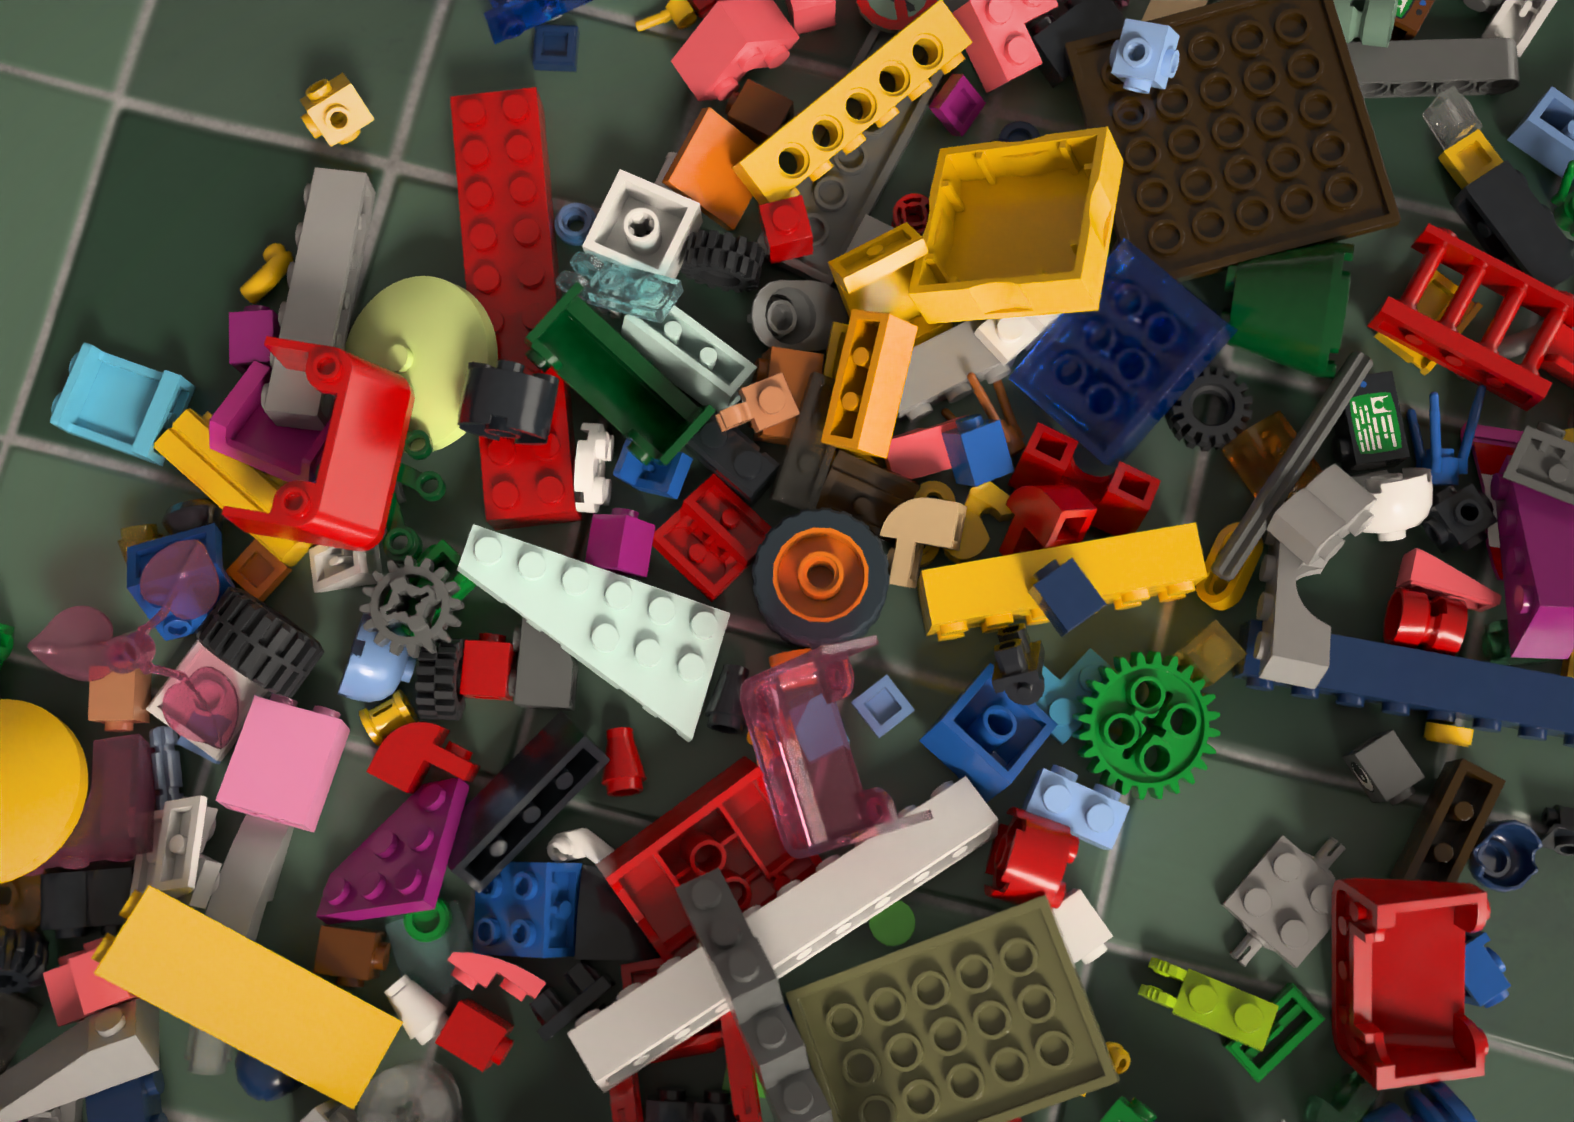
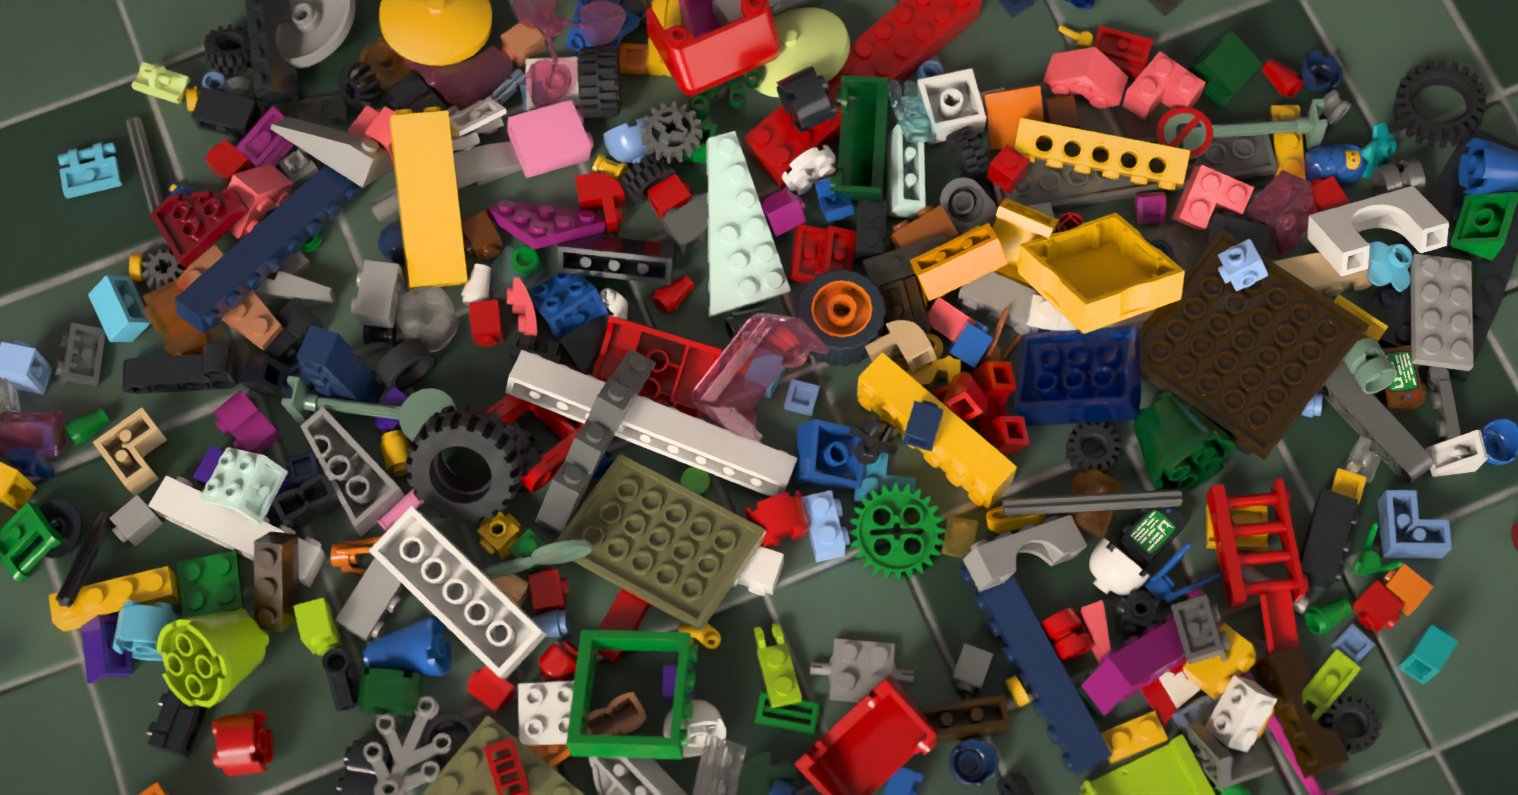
camera: 50 degrees right, 10 degrees down
(343, 568) = (665, 92): white slope -> none
(763, 404) = (907, 221): nougat plate -> none
(1322, 515) = (1075, 531): light grey brick -> none

